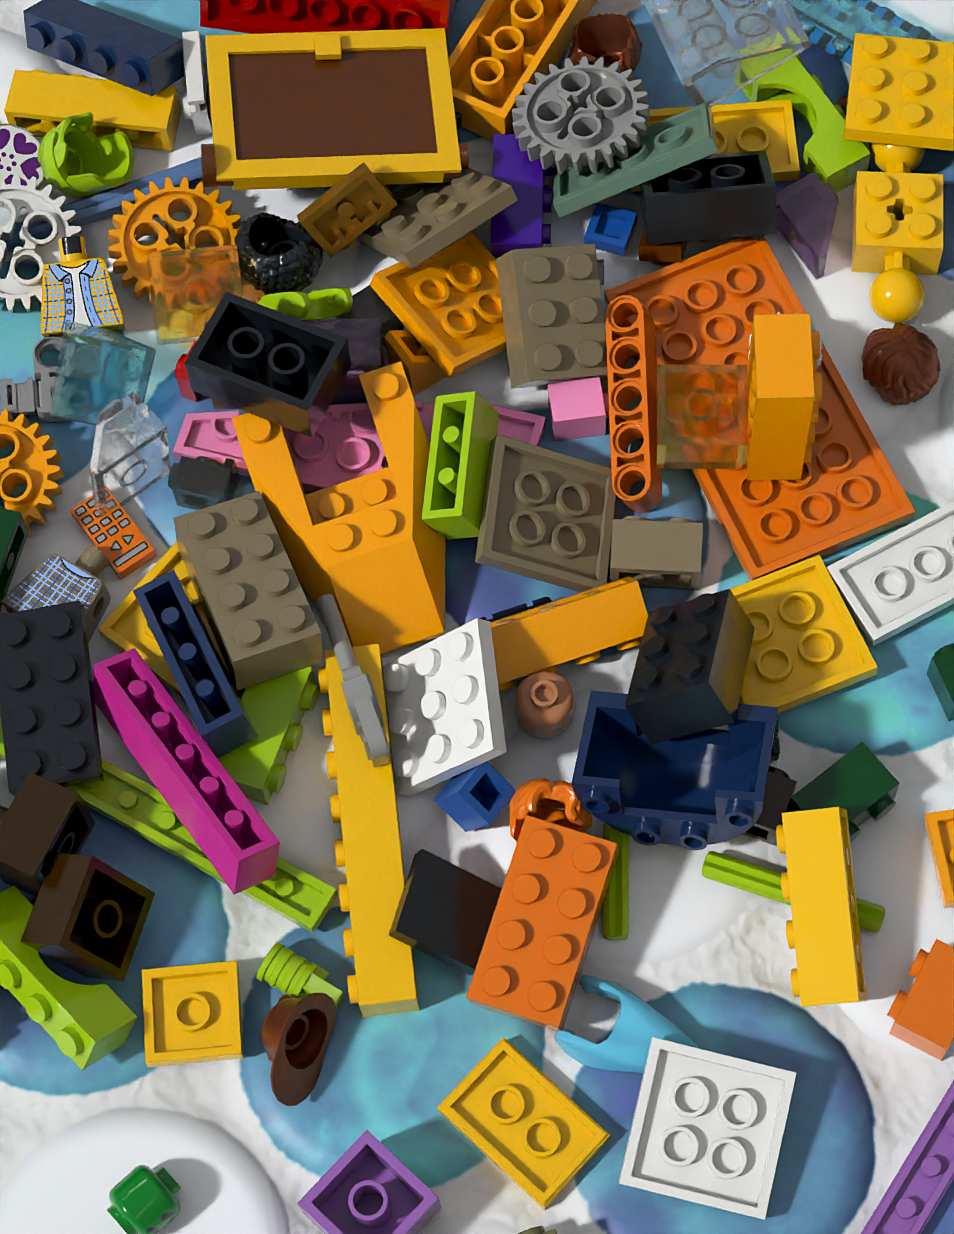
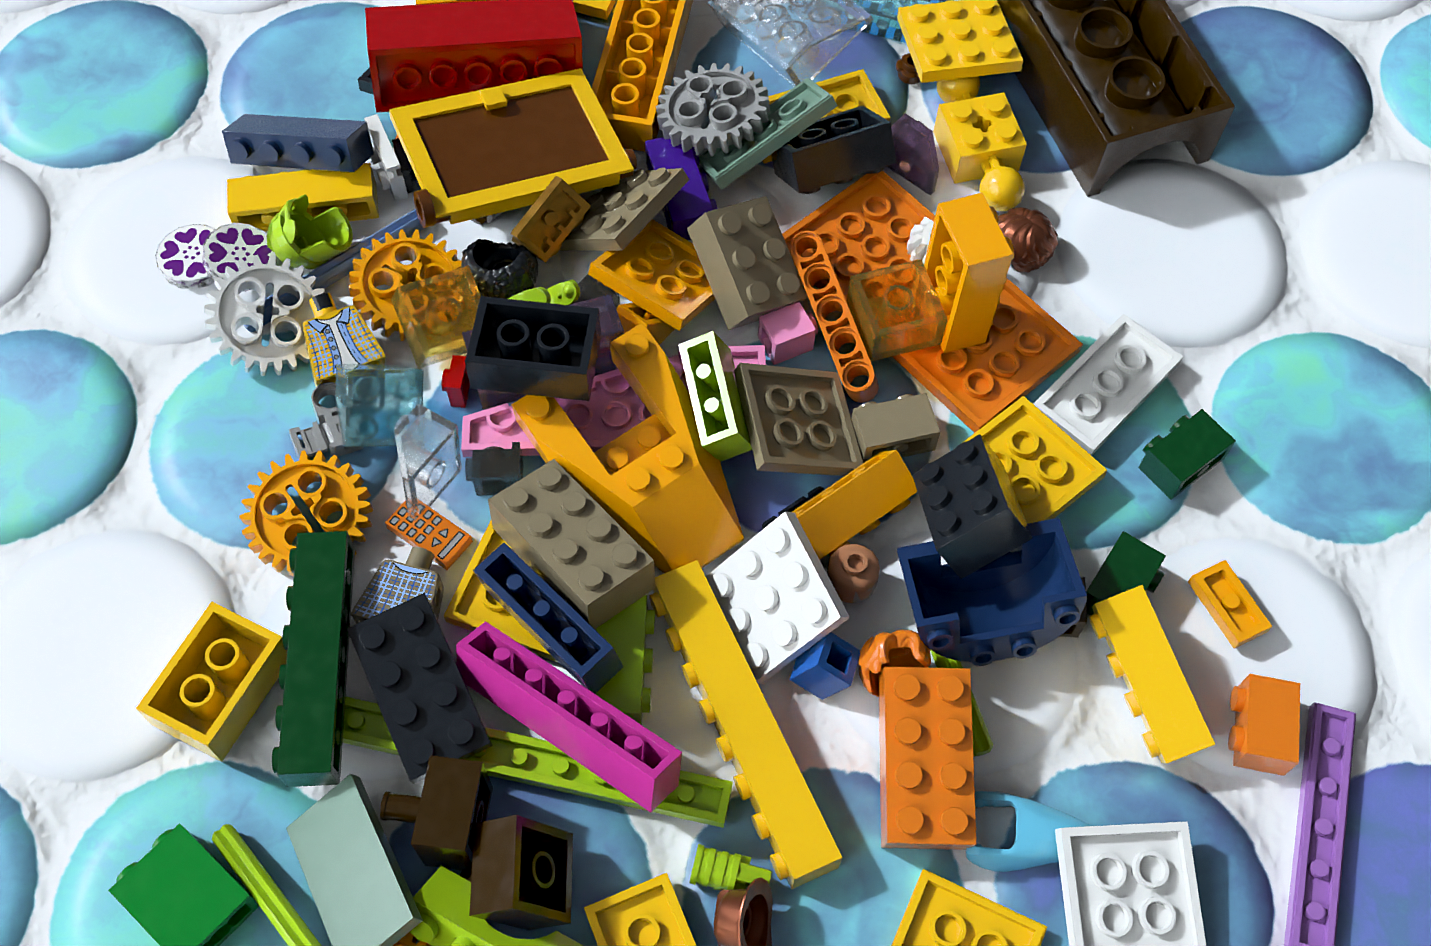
camera: 25 degrees left, 5 degrees down
(356, 686) = (700, 602): light grey piece -> none
(445, 911) = (837, 773): black tile -> none
(607, 37) = (705, 51): copper hair -> none
(610, 229) = (759, 186): blue plate -> none
(661, 254) = (806, 201): reddish brown plate -> none
(768, 884) = (1084, 669): lime axle -> none
(826, 152) = (895, 80): lime arch -> none

